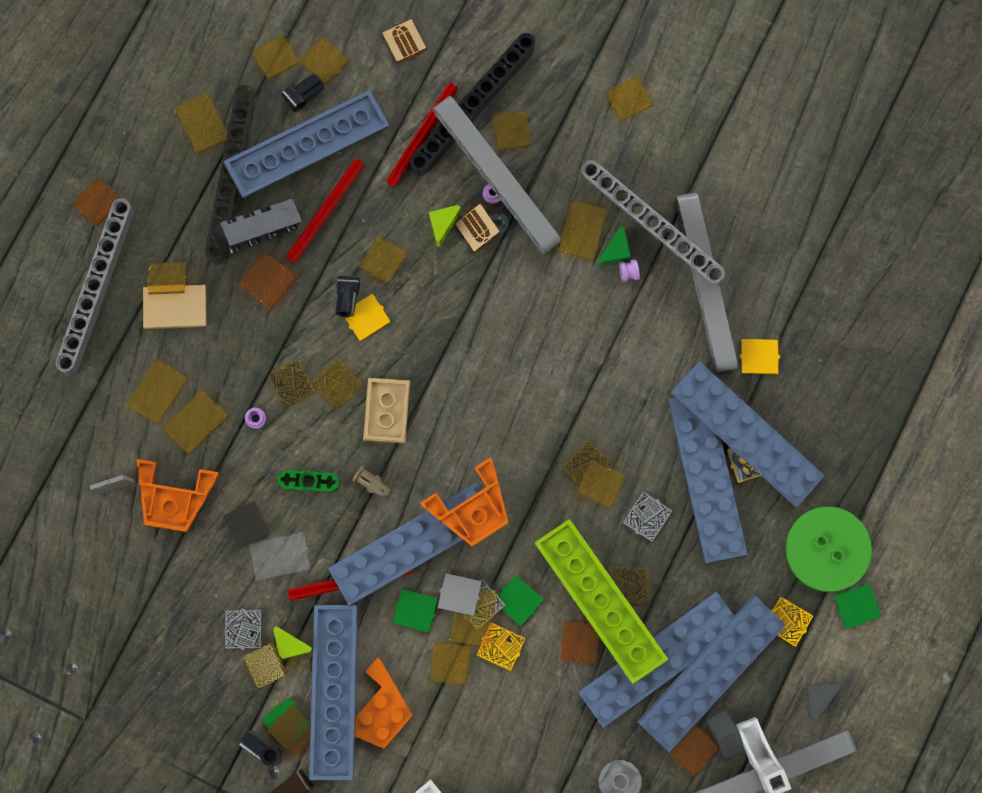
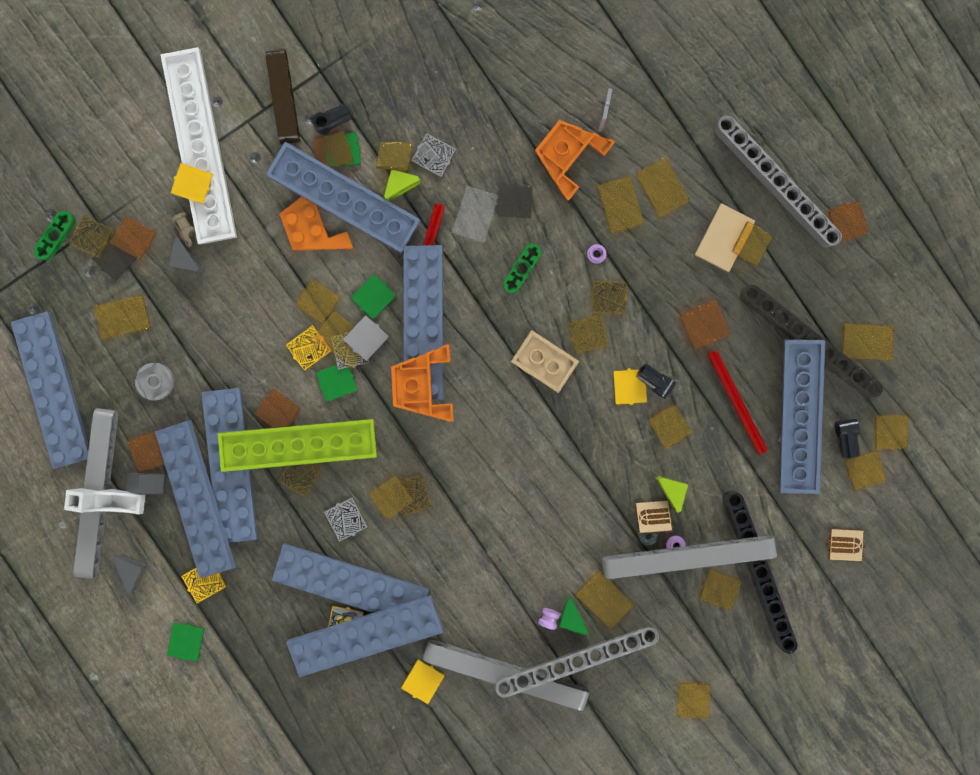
camera: 120 degrees right, 10 degrees up
(257, 226) = (754, 338): wedge -> none
(375, 483) = (492, 317): dark tan piece -> none
(419, 138) = (756, 512): red axle -> none
(828, 549) = (241, 645): bright green plate -> none

